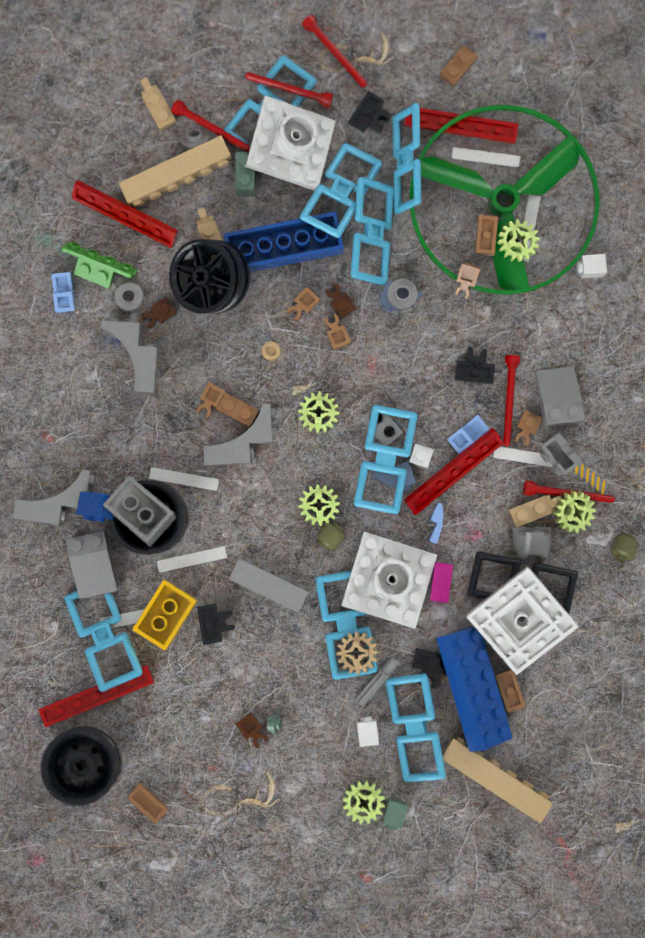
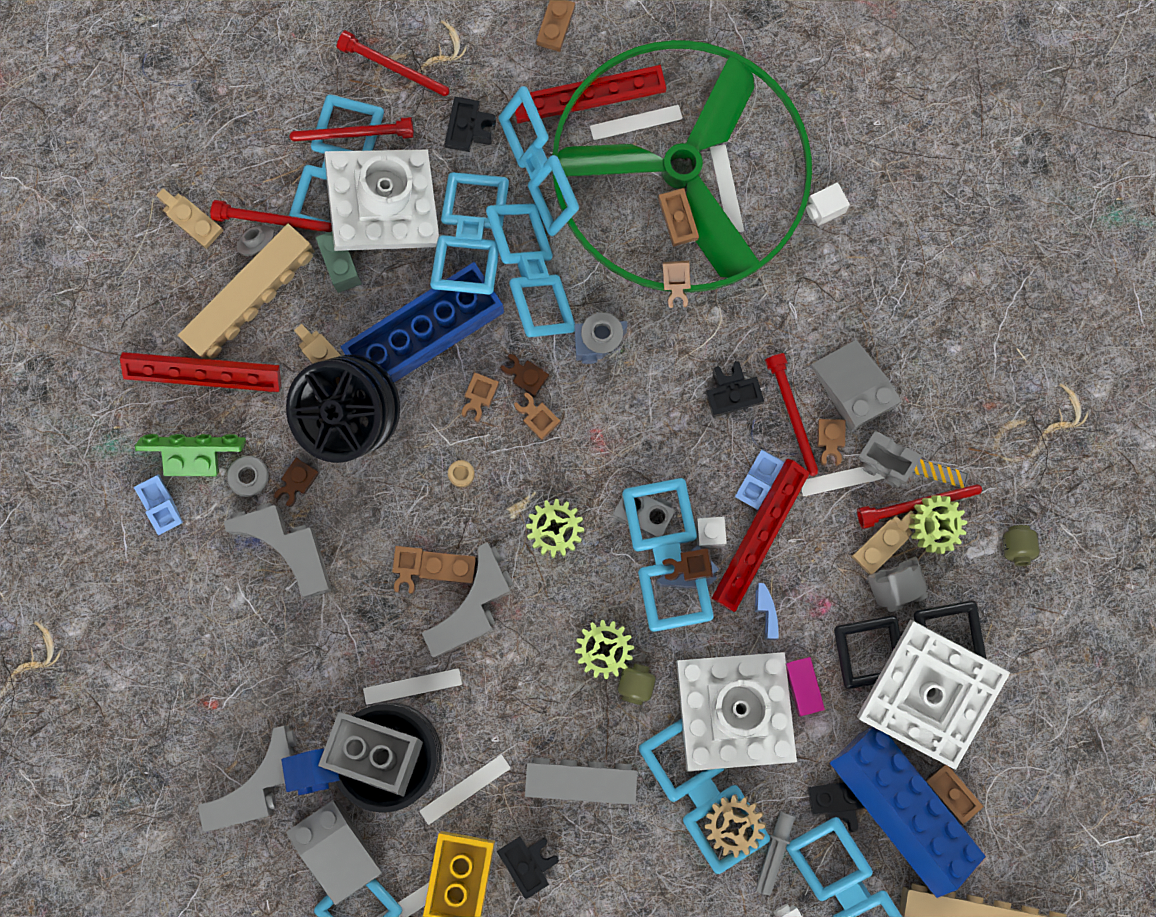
camera: 20 degrees left, 5 degrees down
(398, 474) = (693, 565): none -> reddish brown plate
(515, 233) = (729, 216): yellowish green gear -> none

